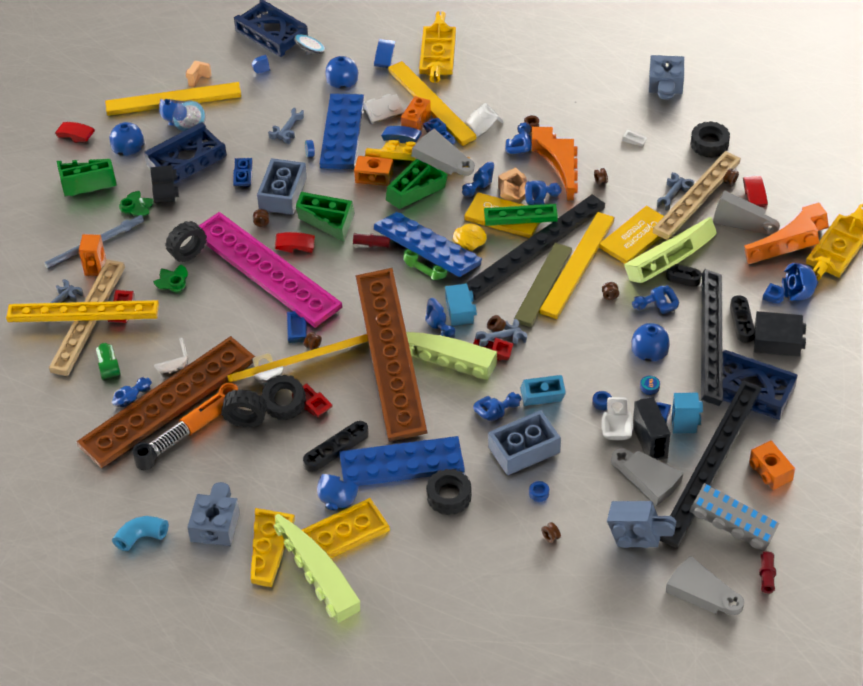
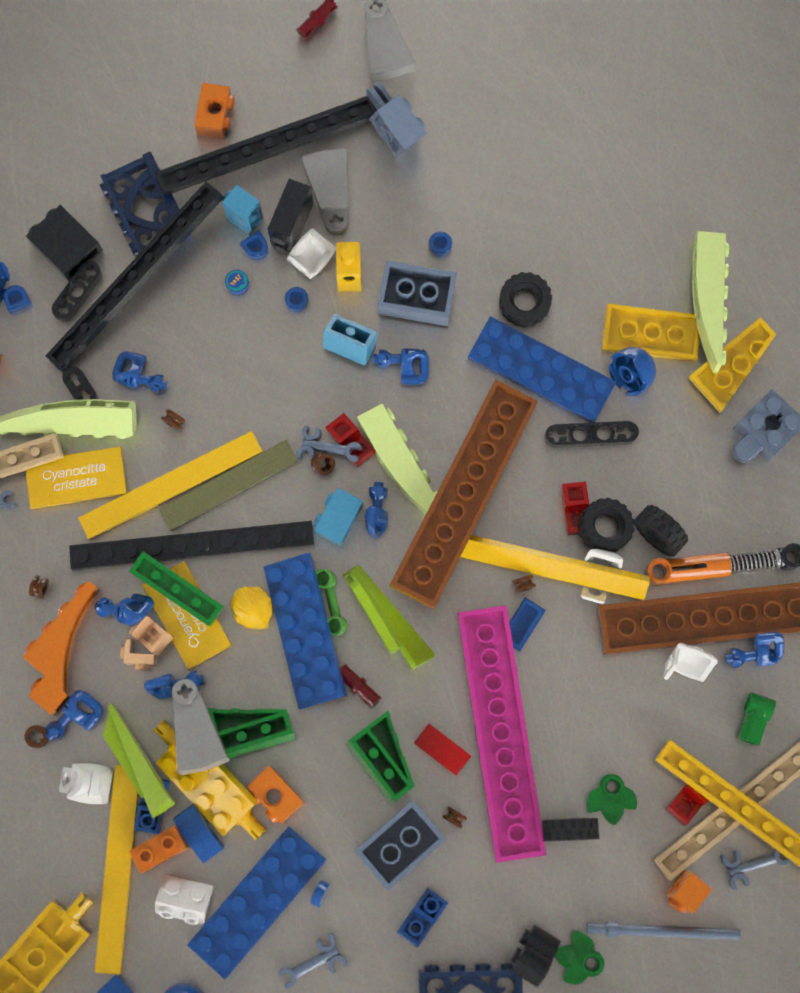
camera: 145 degrees left, 30 degrees up
(406, 279) = (387, 620): none -> lime wedge
(466, 138) = (136, 763): none -> lime wedge
(551, 532) = (469, 188): reddish brown bush -> none
(586, 431) = (348, 264): none -> yellow torso
(650, 342) = (191, 328): blue cylinder -> none
(734, 517) = (302, 76): light grey brick -> none

